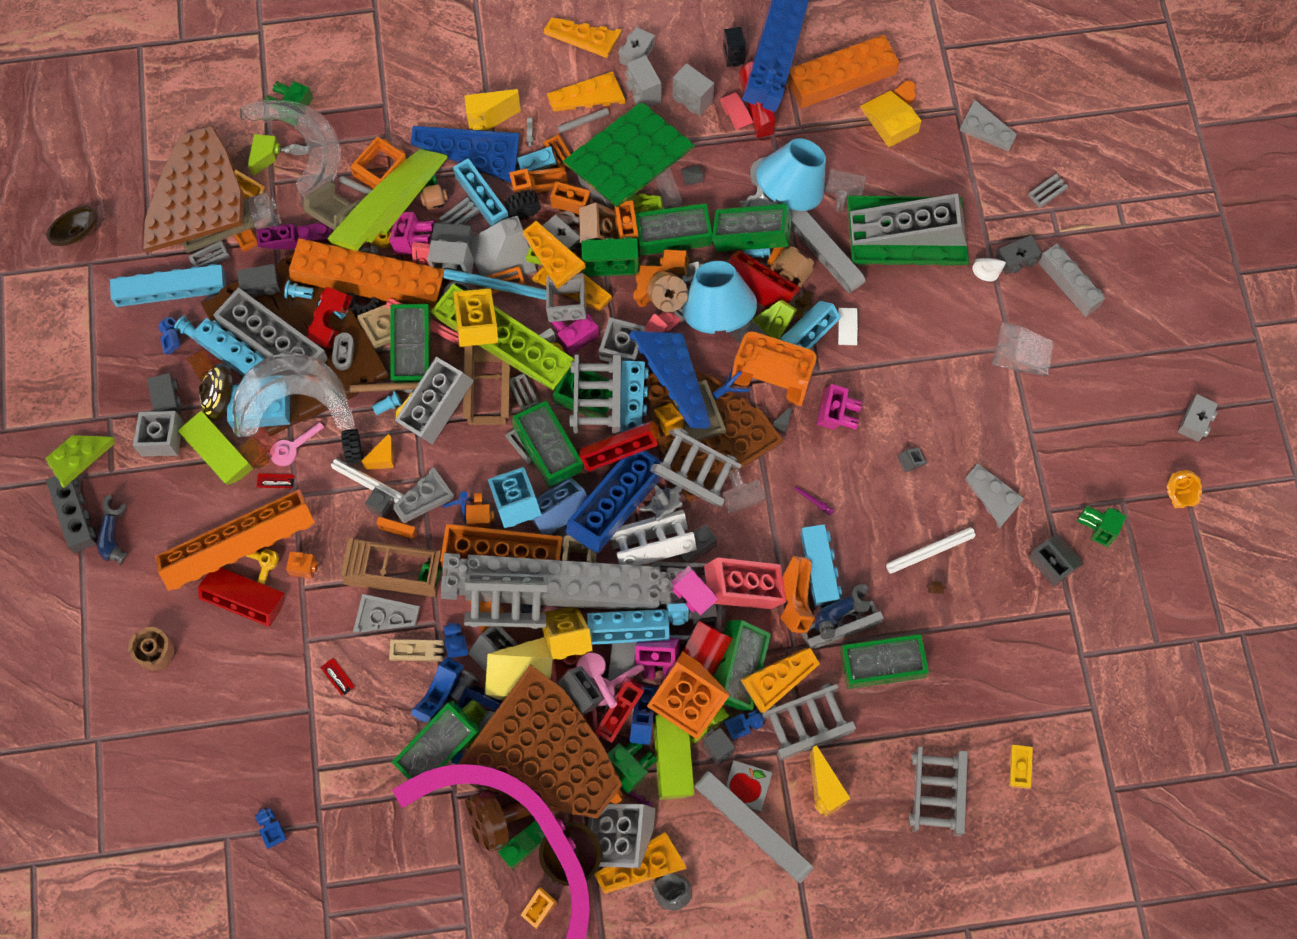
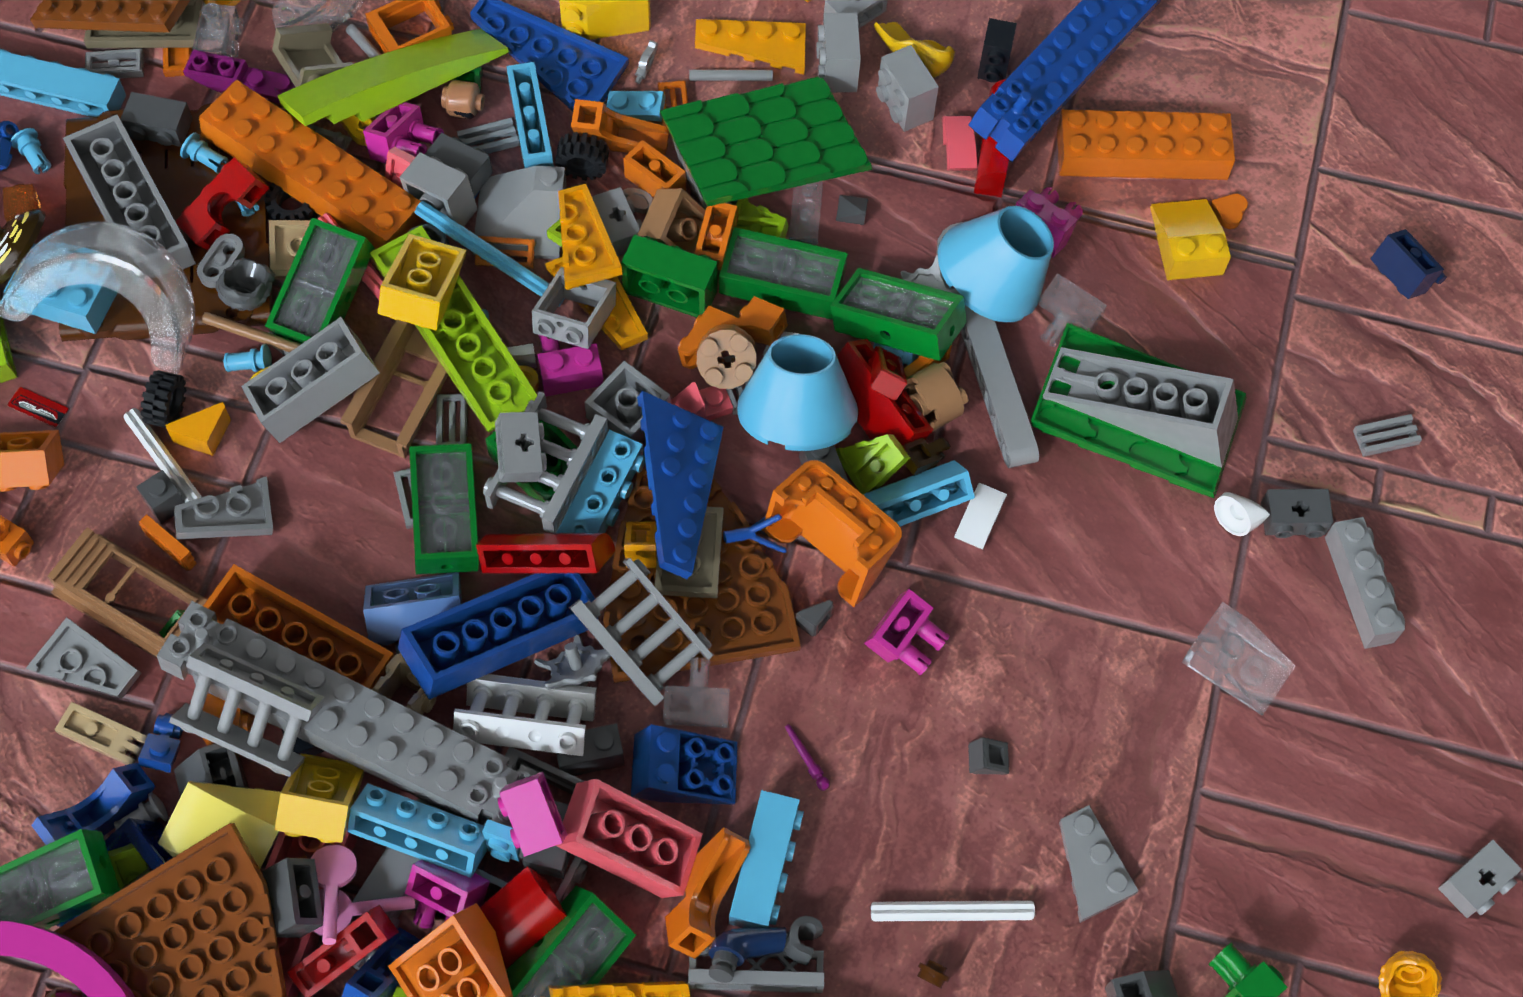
camera: 20 degrees right, 5 degrees down
(226, 347) = (60, 185): medium azure brick -> none
(255, 453) = (27, 354): clear orange brick -> none
(285, 452) = (72, 370): bright pink piece -> none
(366, 360) = (245, 284): none -> dark grey hair
(461, 501) = (277, 541): blue plant -> none
(479, 514) = (295, 572): orange brick -> none
(514, 497) = (351, 566): medium azure brick -> none
(581, 391) = (513, 462): none -> light grey brick
(698, 62) = (933, 55): none -> yellow hair
(750, 533) = (683, 767): none -> blue slope
(762, 265) = (887, 373): none -> red slope
(815, 135) = (1059, 221): none -> dark pink brick
(987, 127) = (1332, 307): light grey wing -> none
(1019, 86) = (1407, 264): none -> dark blue brick

